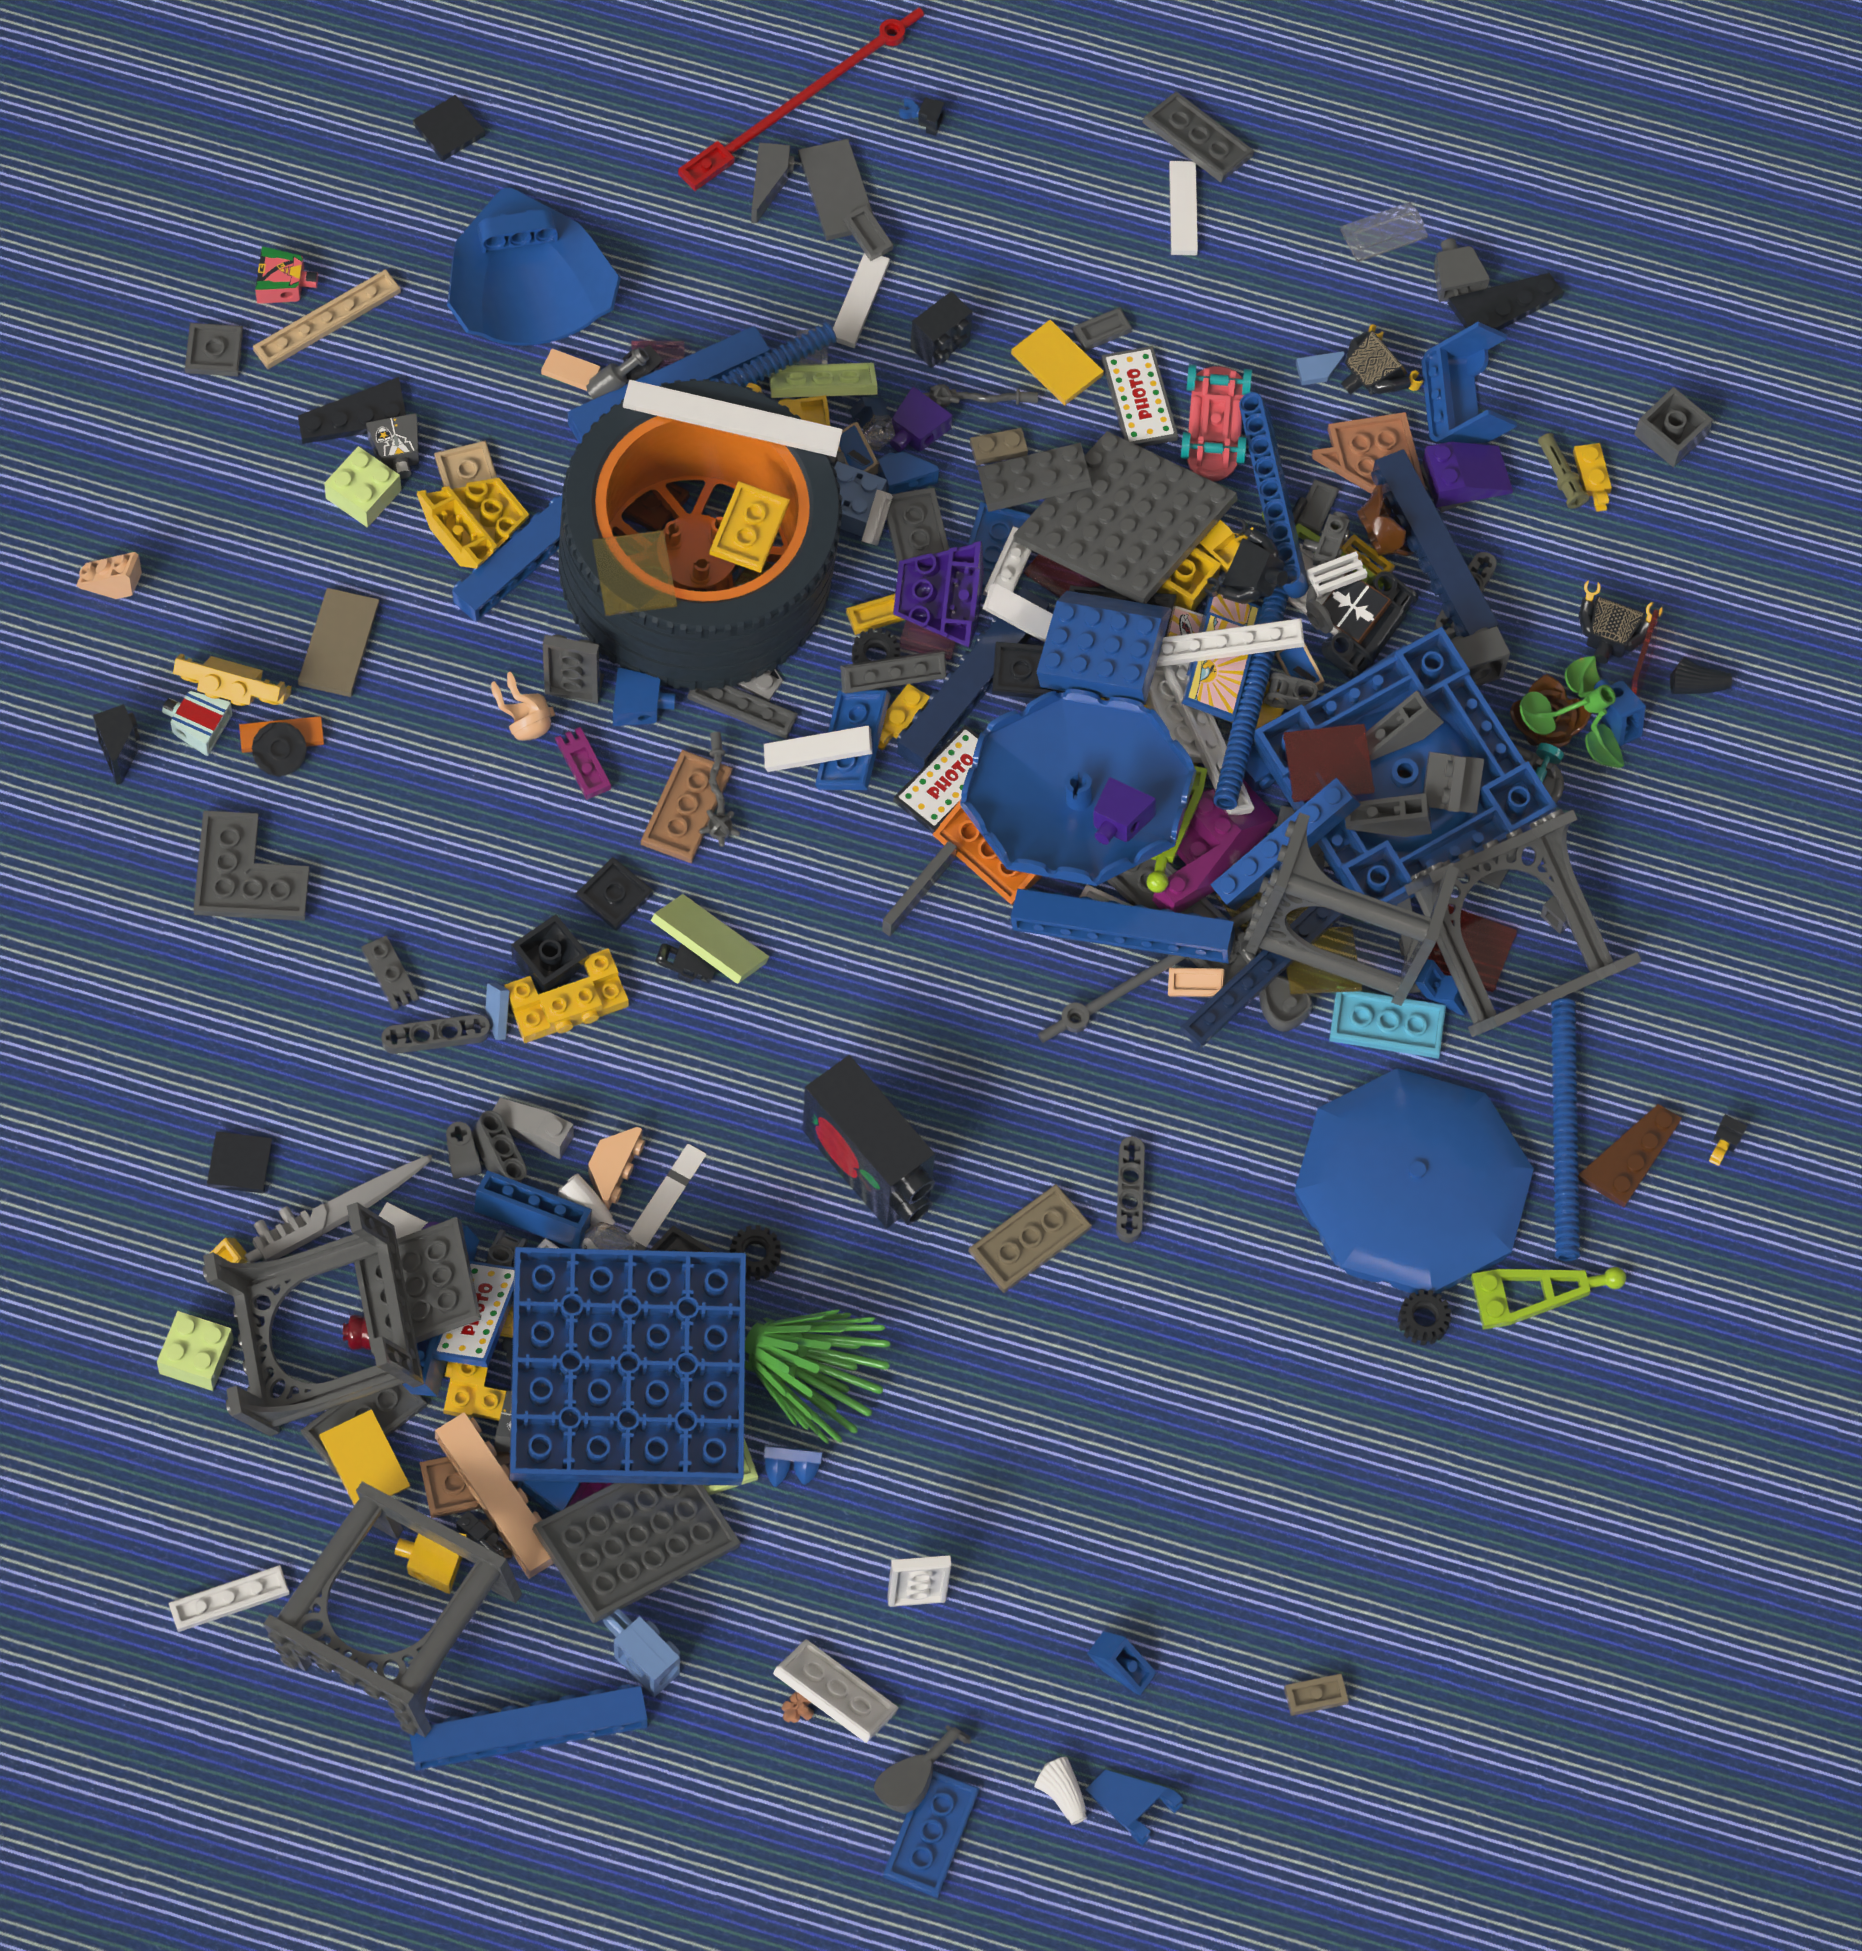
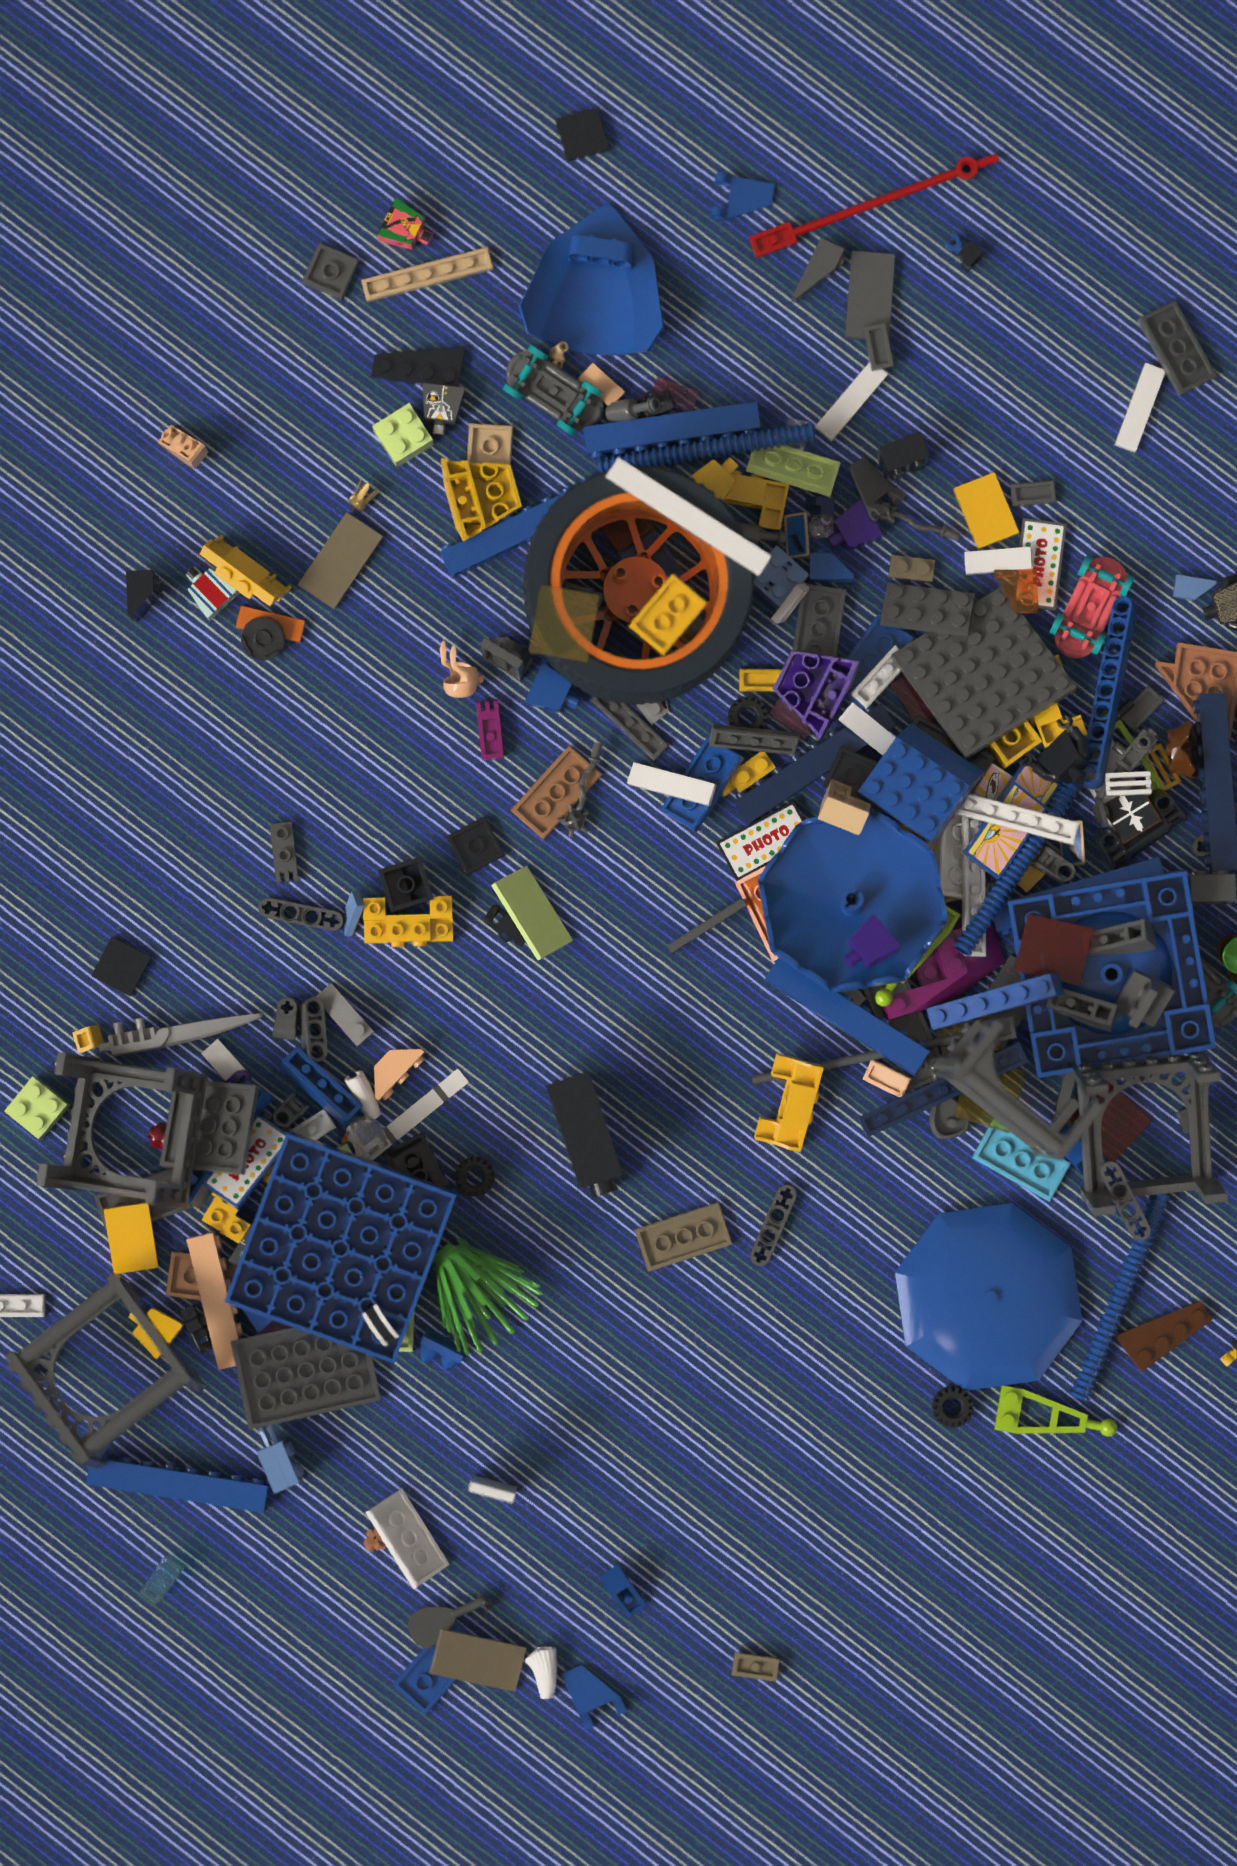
camera: 25 degrees right, 20 degrees up
(234, 884) = (190, 732): dark grey plate -> none
(334, 569) = (357, 497): none -> pearl gold piece
(508, 351) = (557, 354): none -> tan arm
(518, 387) = (553, 390): none -> dark grey piece
(551, 1843) = (162, 1578): none -> clear light blue brick
(654, 133) = (744, 196): none -> blue flag
(711, 1435) = (379, 1325): none -> sticker
(922, 374) = (873, 487): none -> dark grey flag
(977, 1801) = (477, 1660): none -> dark tan tile
(1028, 697) = (842, 809): none -> tan panel
(1092, 405) = (999, 559): none -> white tile
(1102, 1042) = (796, 1103): none -> yellow bracket
(1129, 422) = (1020, 589): none -> clear orange wing
(1528, 1010) = (1122, 1201): none -> dark grey beam

